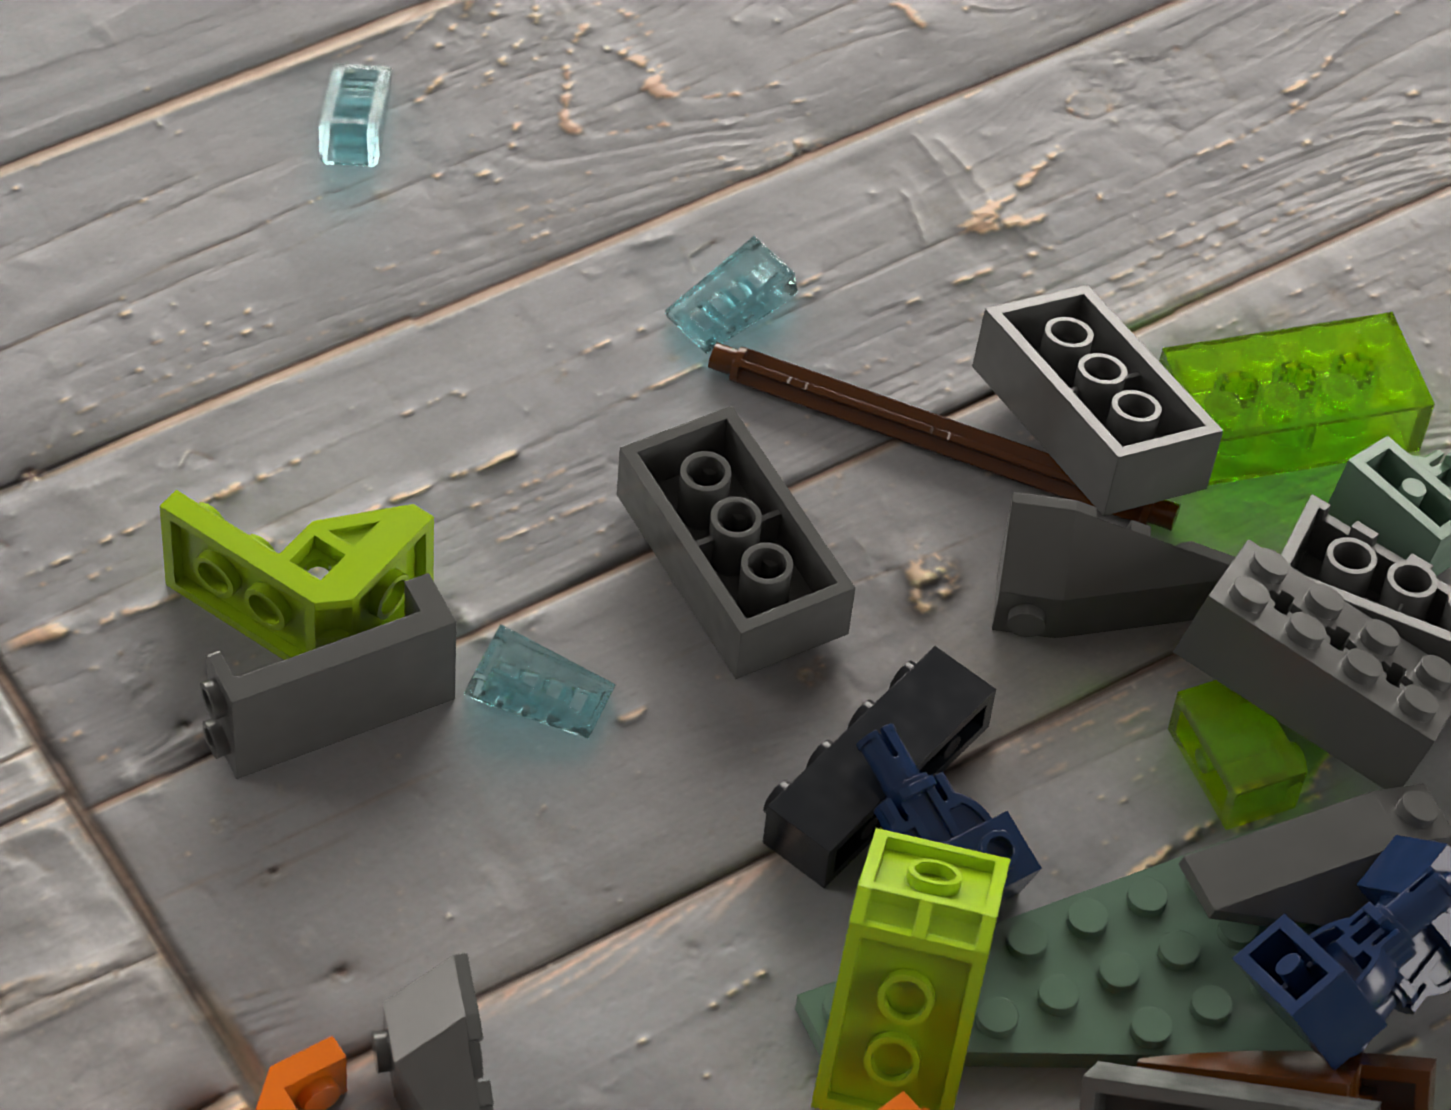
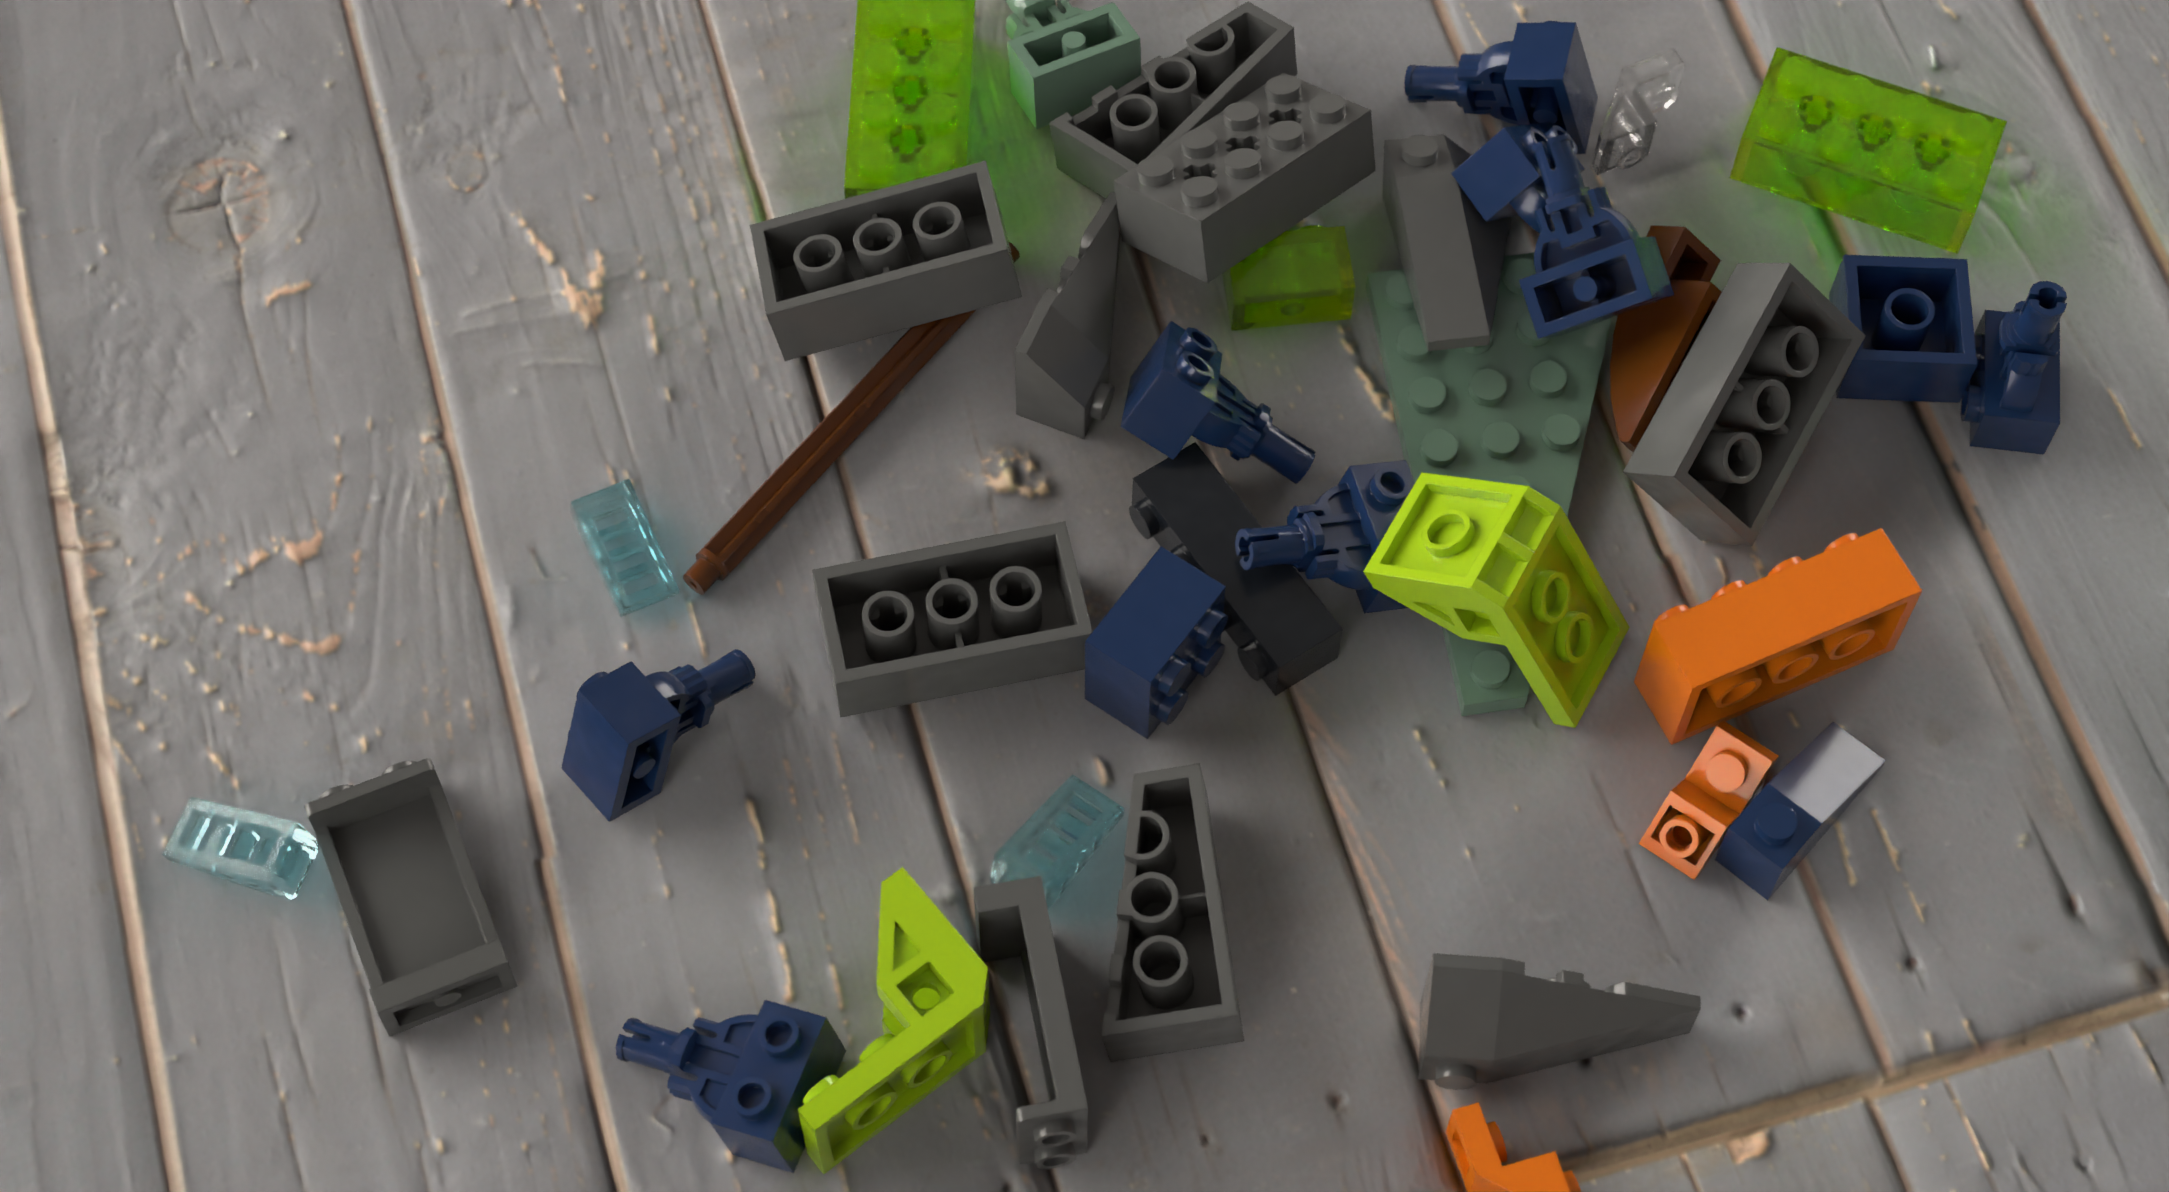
camera: 70 degrees left, 10 degrees up
(236, 478) = (744, 1074): none -> dark blue brick
(342, 231) = (409, 895): none -> dark grey panel
(475, 777) = (1172, 943): none -> dark grey wedge
(537, 326) = (631, 720): none -> dark blue brick
(757, 696) = (1155, 643): none -> dark blue brick
(1042, 684) = (1183, 395): none -> dark blue brick

